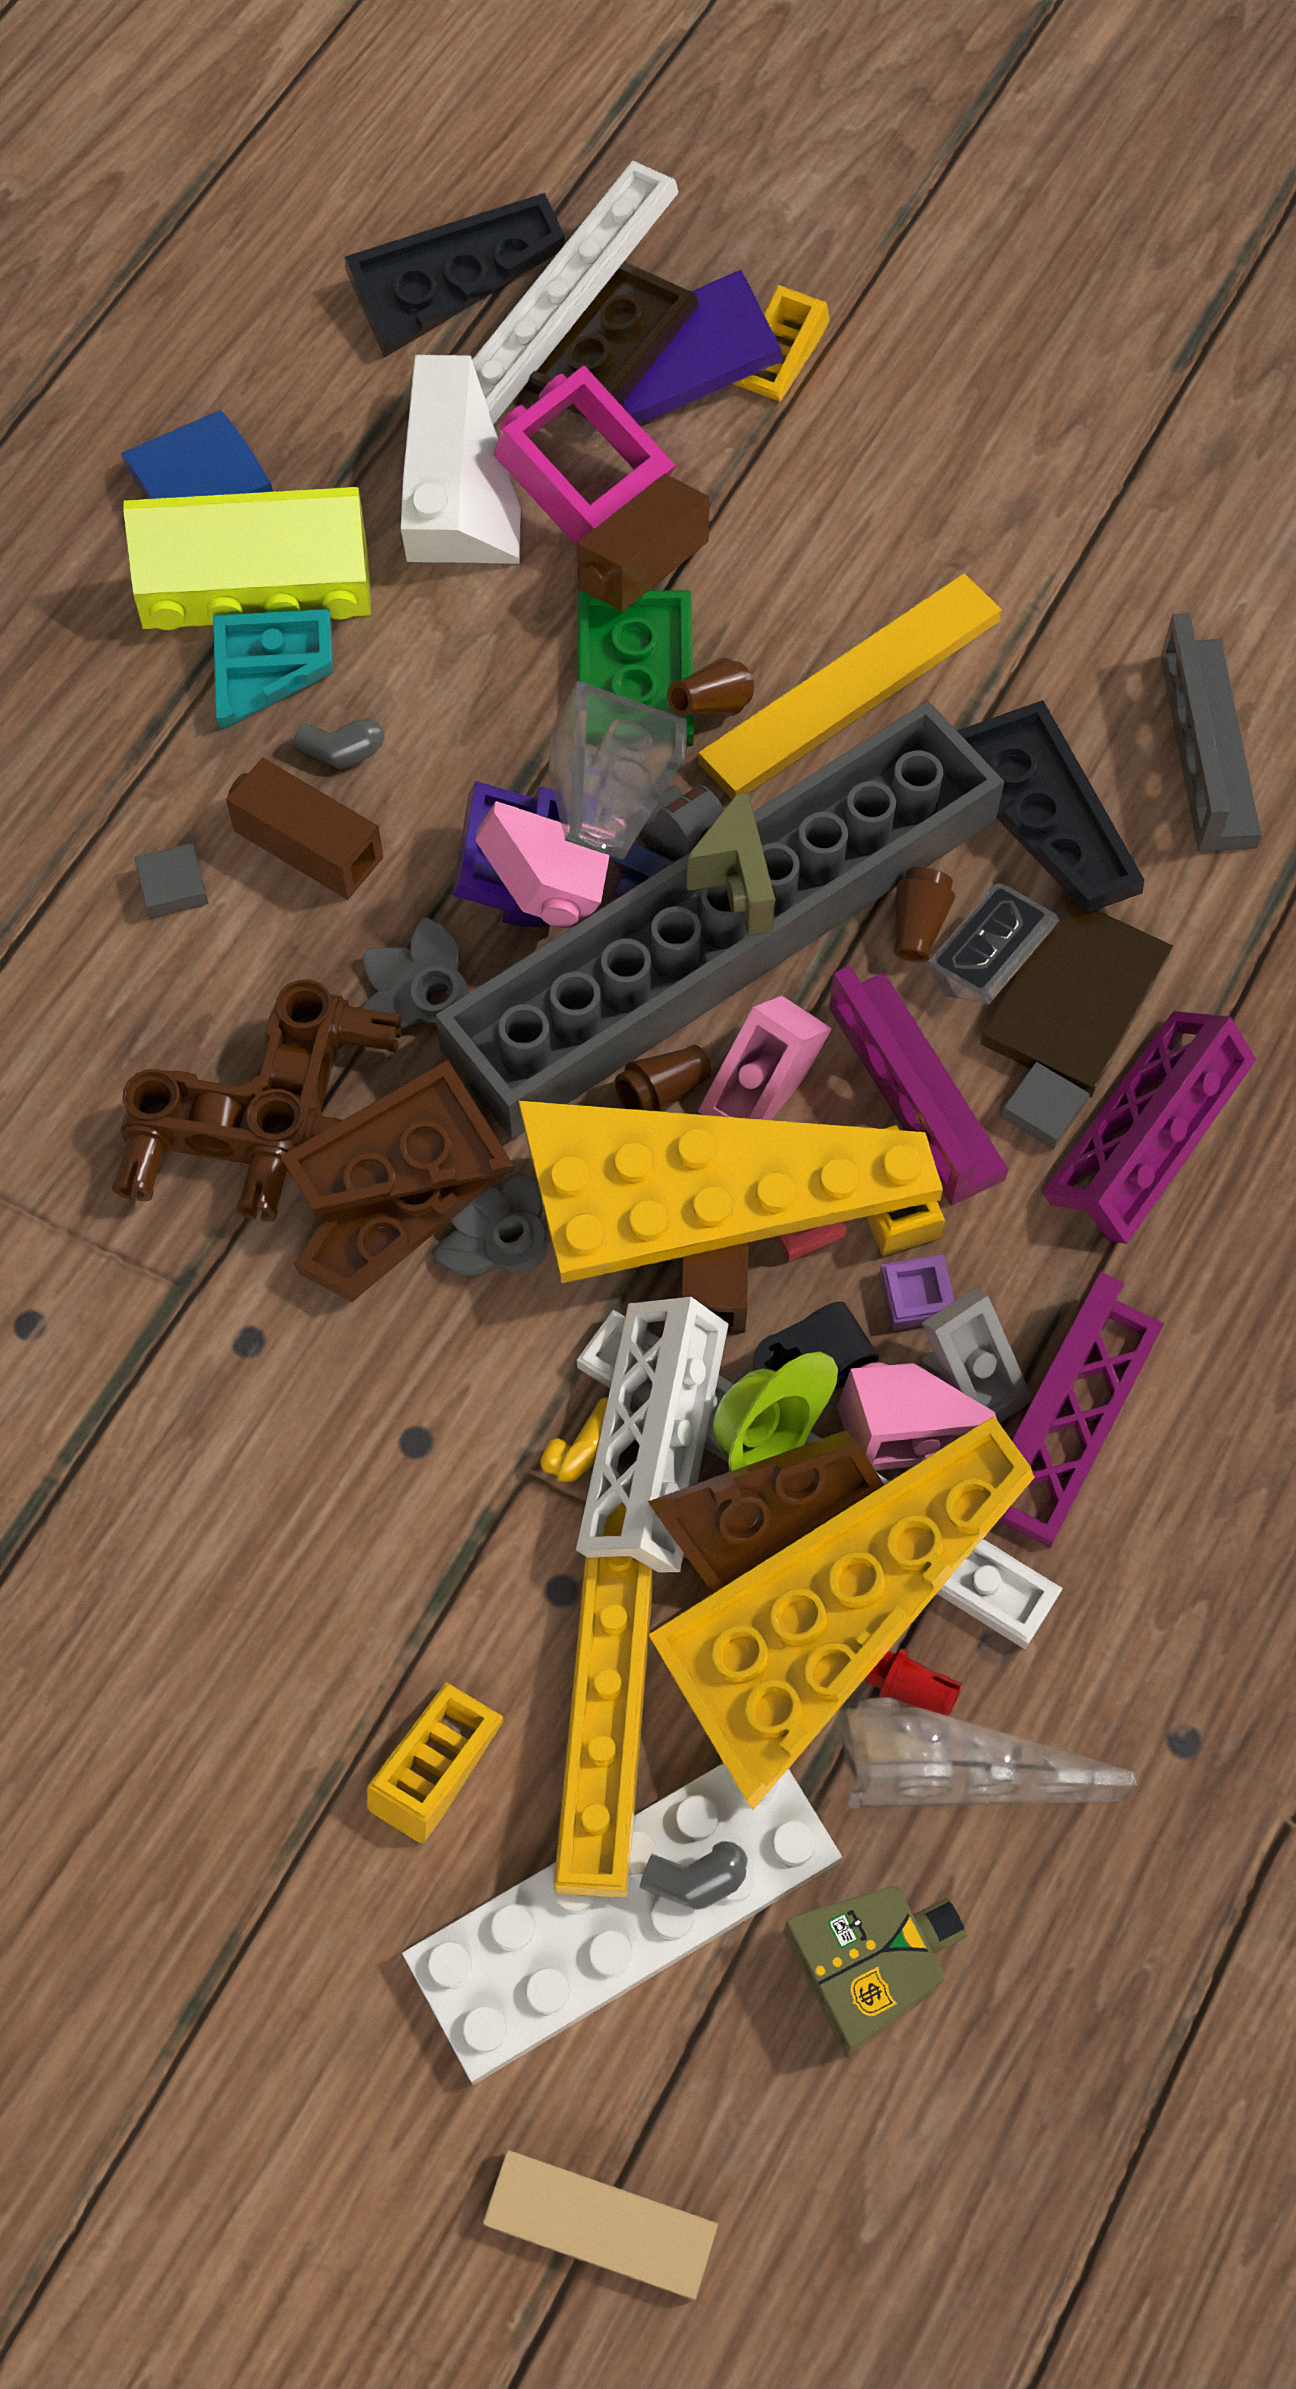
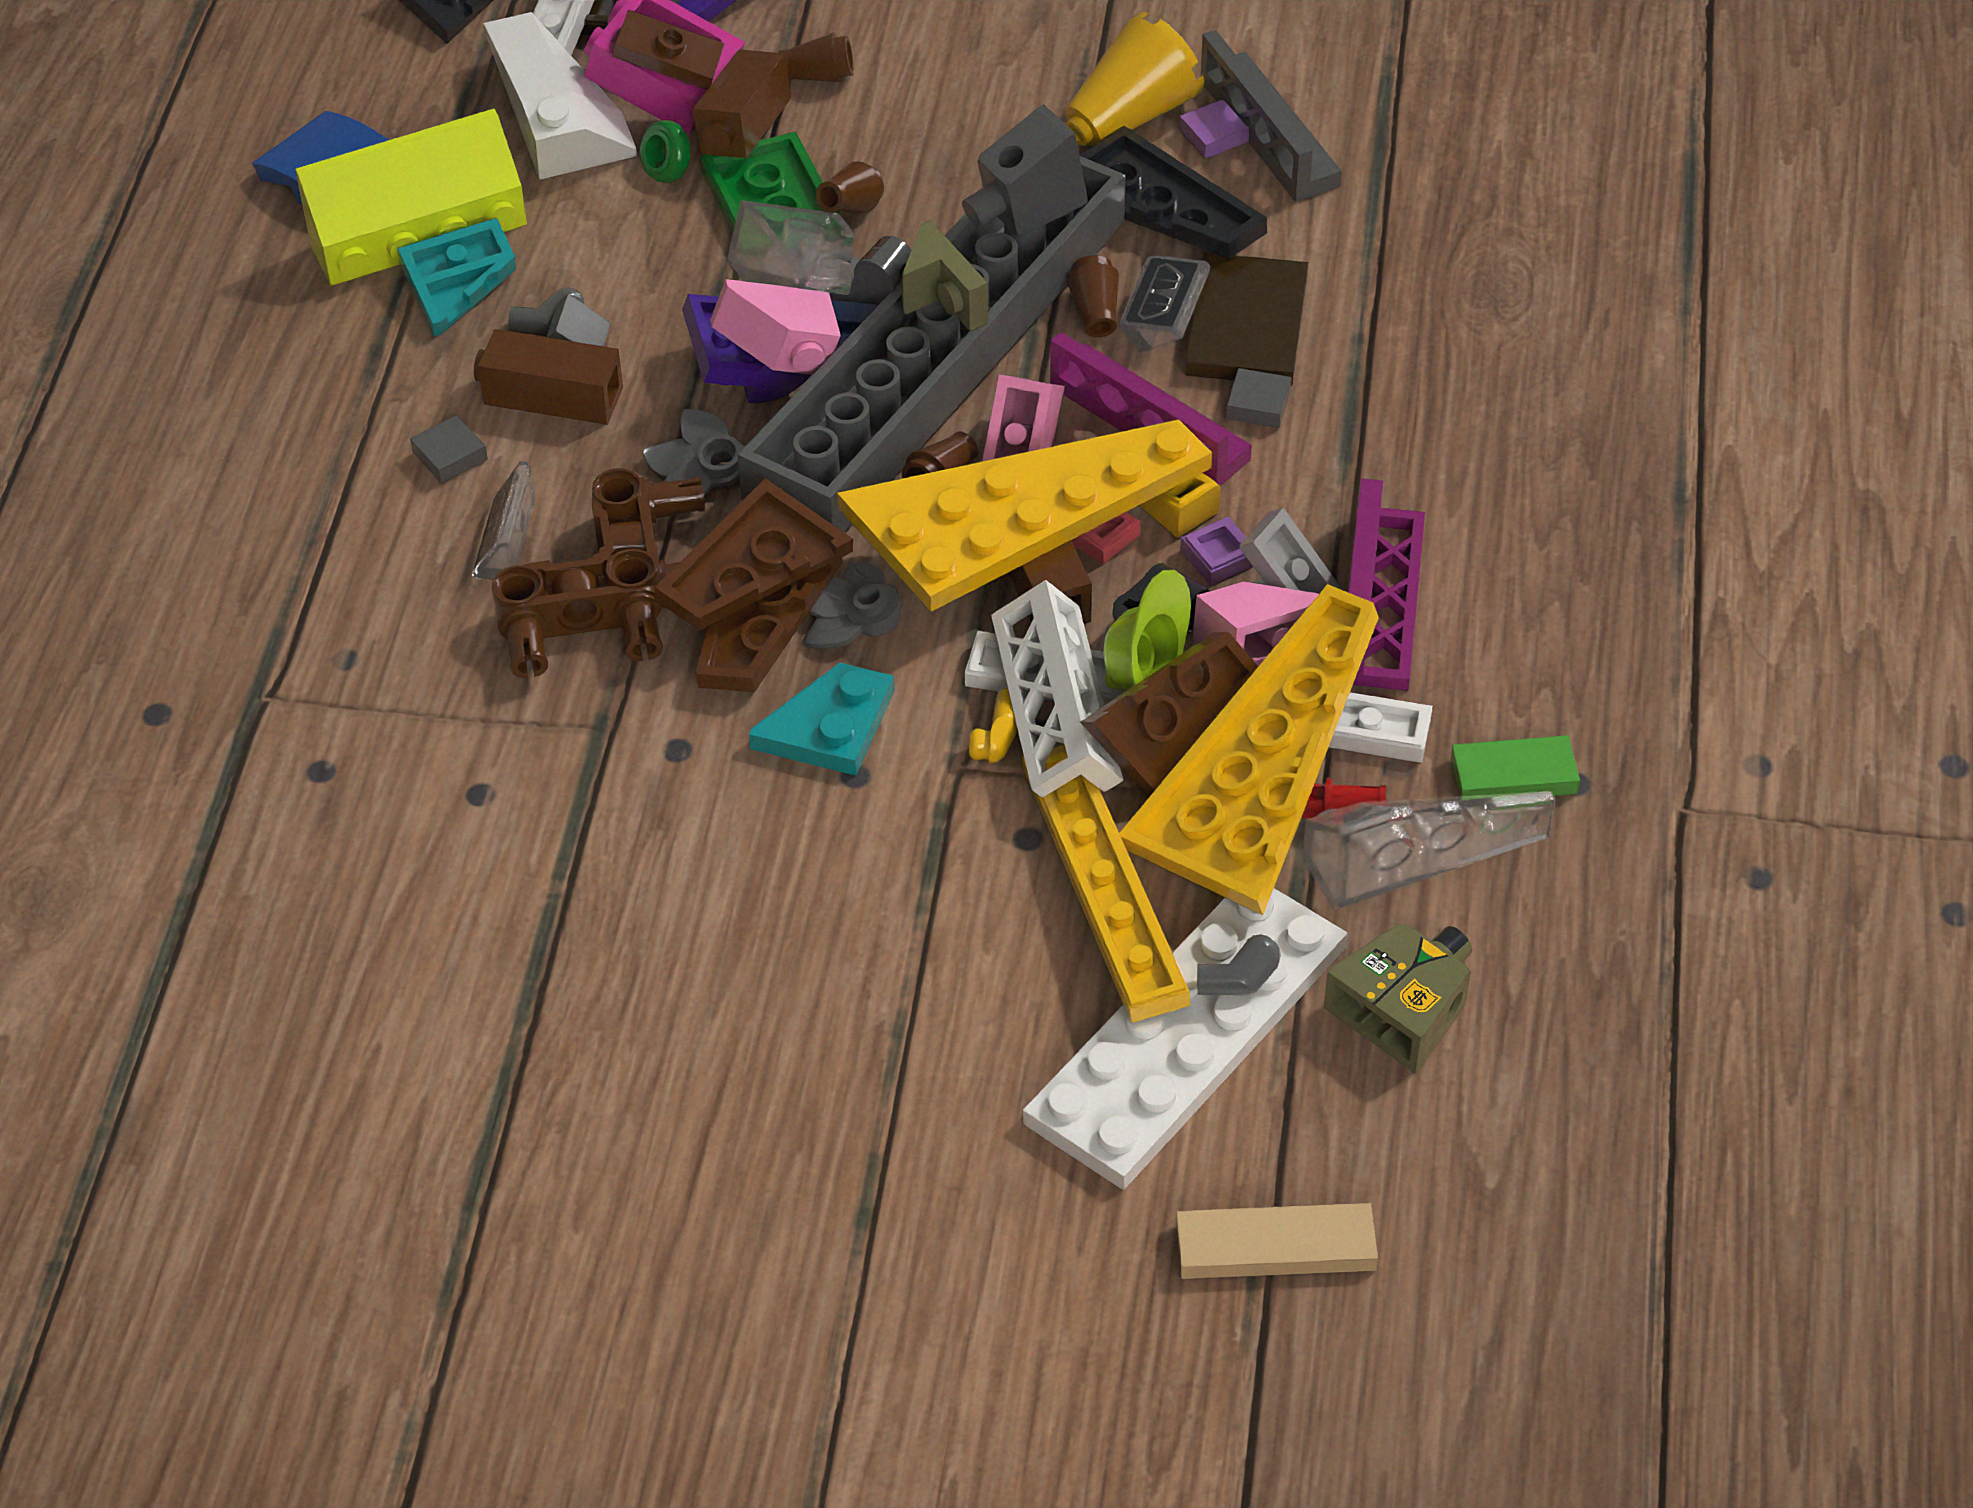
camera: 20 degrees left, 15 degrees down
(187, 1003) = (506, 524): none -> clear slope
(358, 777) = (578, 323): none -> tile
(401, 1809) = (979, 985): yellow slope -> none
(415, 1365) = (828, 720): none -> teal wing
(544, 573) = (677, 151): none -> green piece
(580, 459) = (668, 49): none -> reddish brown plate
(754, 505) = (821, 59): none -> reddish brown cone
(849, 687) = (954, 167): yellow tile -> none
(881, 766) = (1029, 175): none -> dark grey torso
(1070, 650) = (1134, 81): none -> yellow cone
(1121, 1703) = (1516, 766): none -> bright green tile
(1145, 728) = (1214, 128): none -> medium lavender tile
(1165, 1123) = (1360, 378): magenta fence -> none

